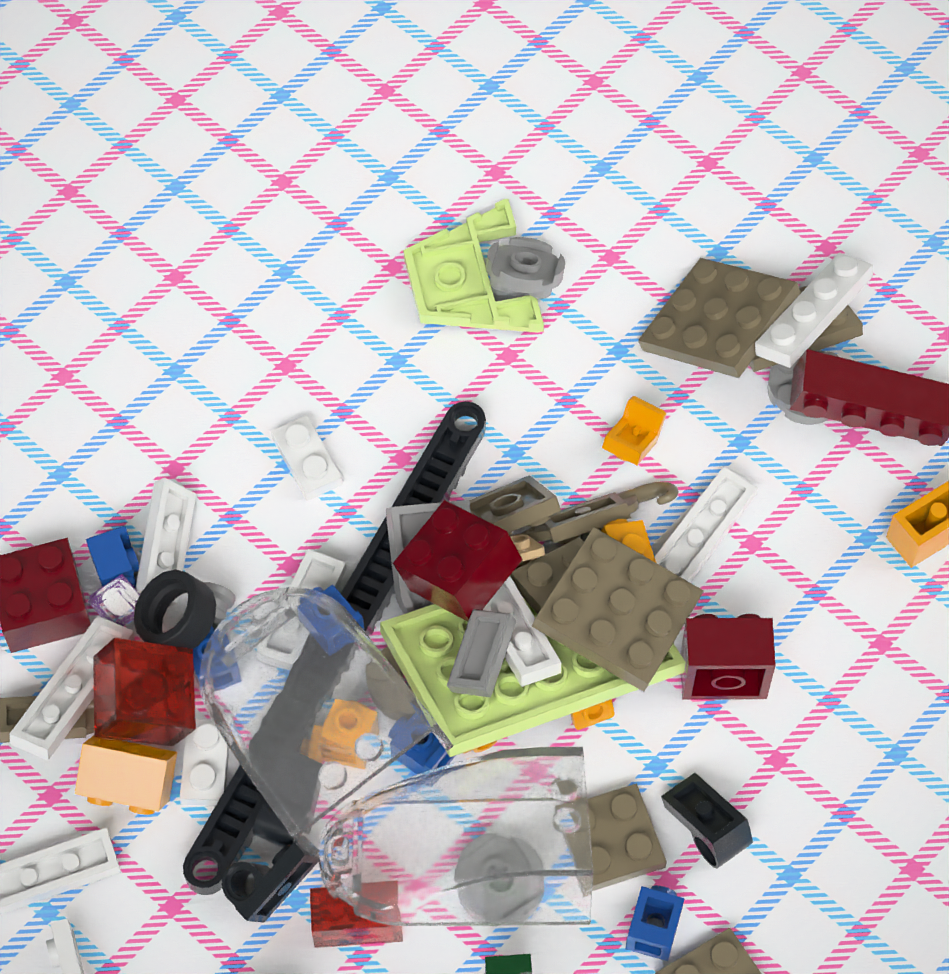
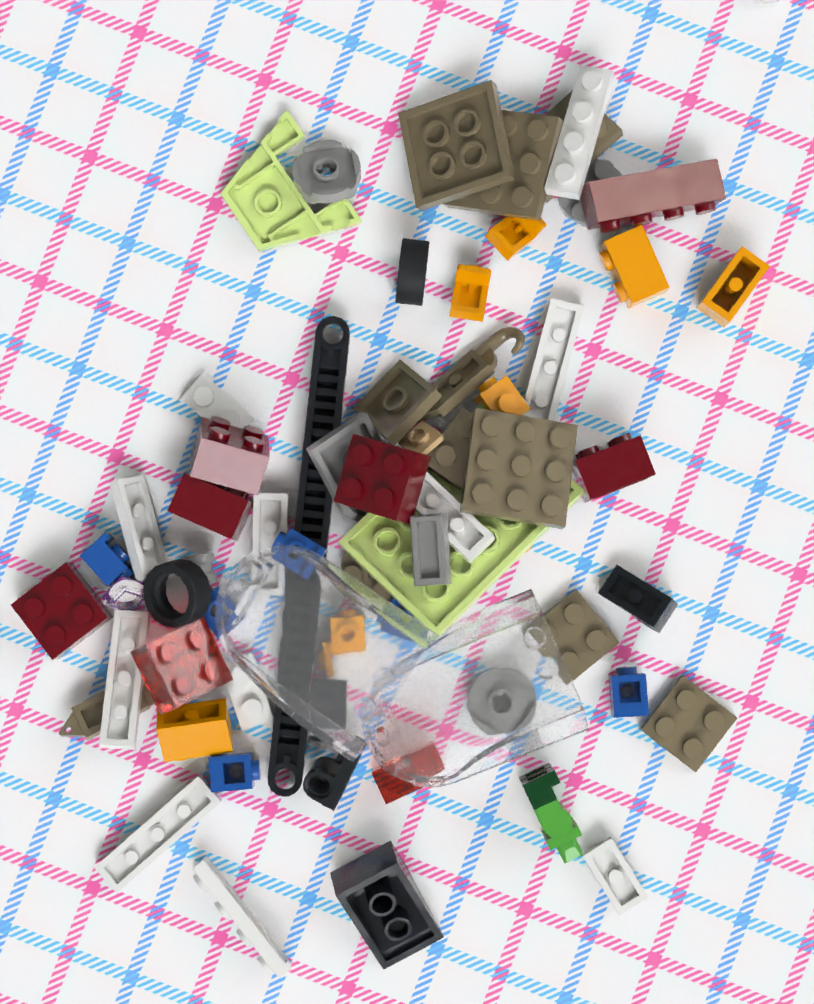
camera: 15 degrees left, 25 degrees up
(141, 826) = (223, 780): none -> blue brick
(254, 538) = (211, 506): none -> dark red brick
(297, 490) = (230, 455): none -> brick
(578, 386) = (412, 271): none -> black tyre
(675, 282) = (456, 145): none -> dark tan plate
(707, 391) = (514, 235): none -> light orange bracket
(828, 468) = (633, 266): none -> light orange brick

